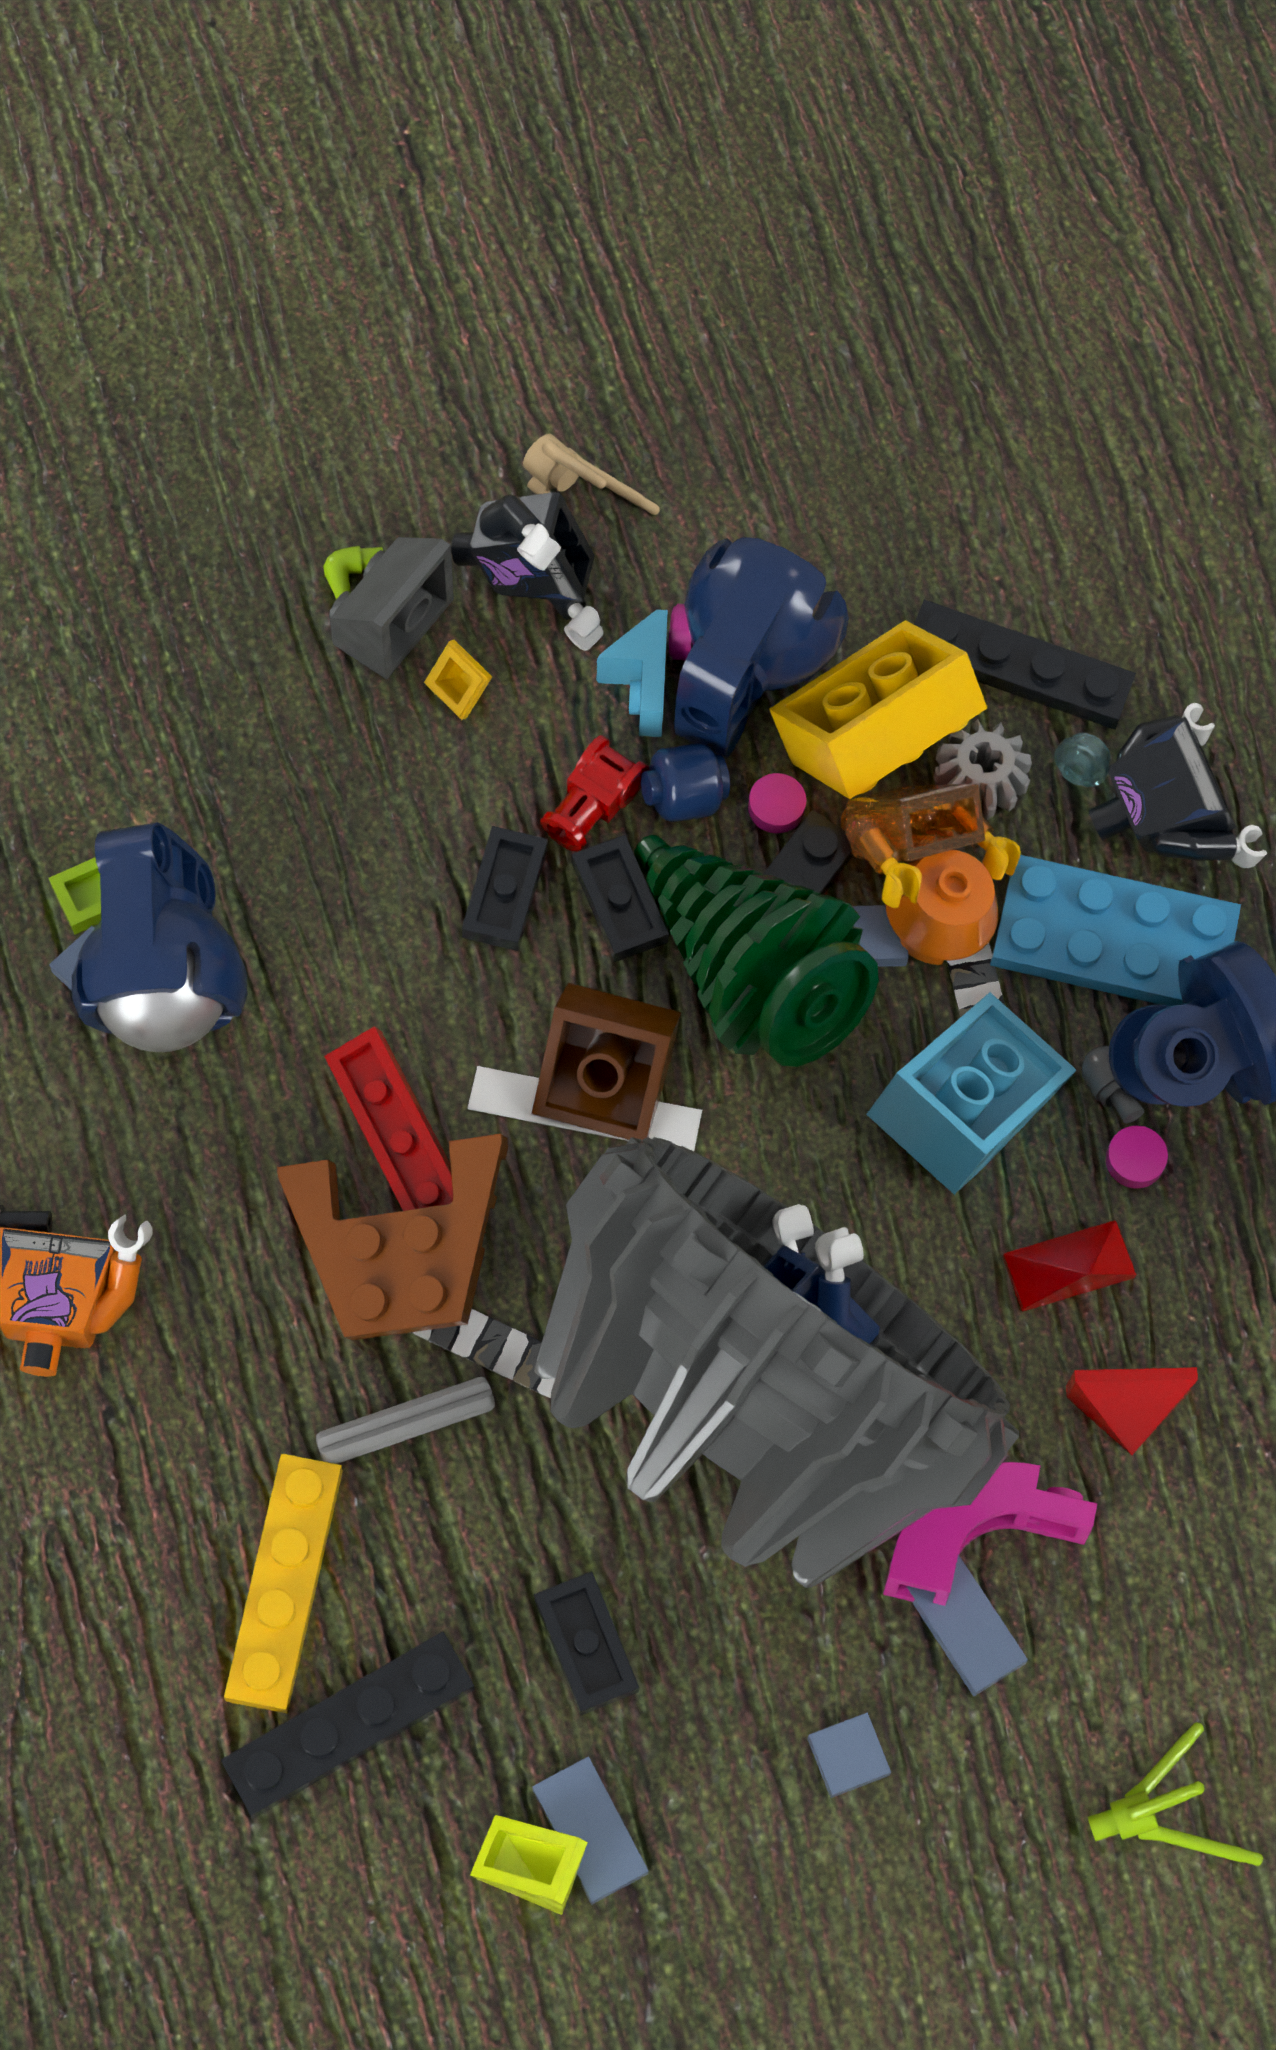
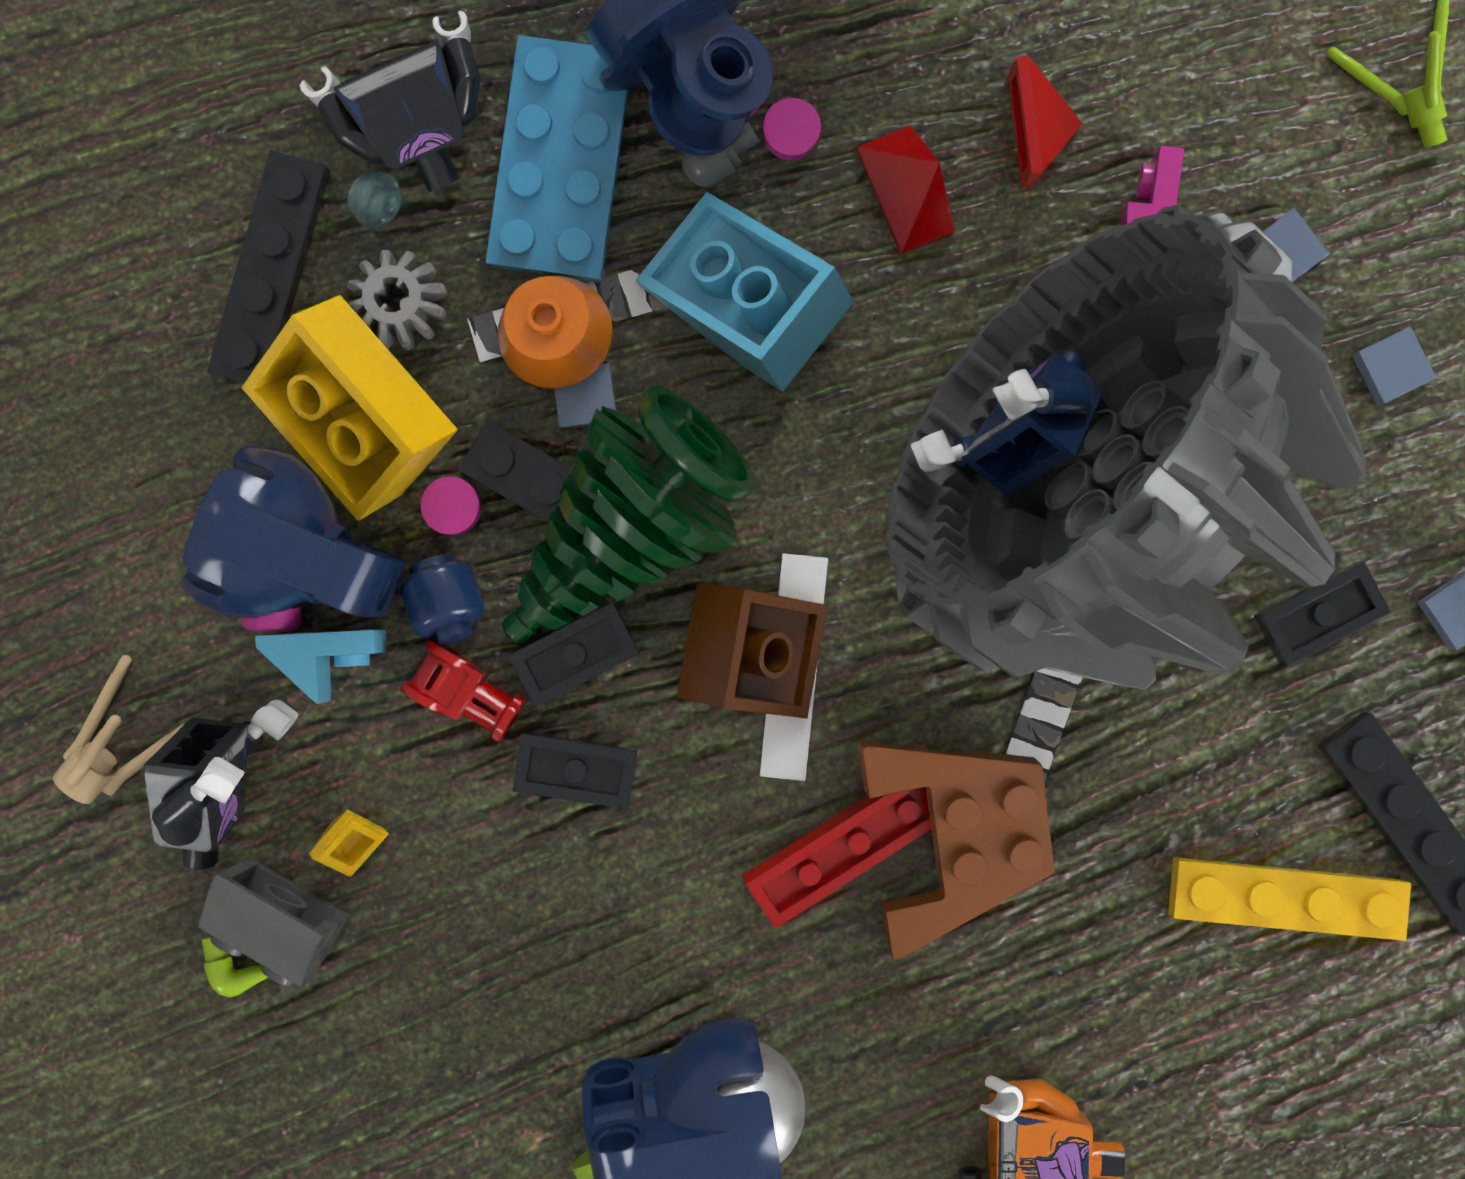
camera: 90 degrees left, 20 degrees up
(405, 1421) = (1127, 805): light grey axle -> none
(920, 823) = (480, 363): clear orange torso -> none

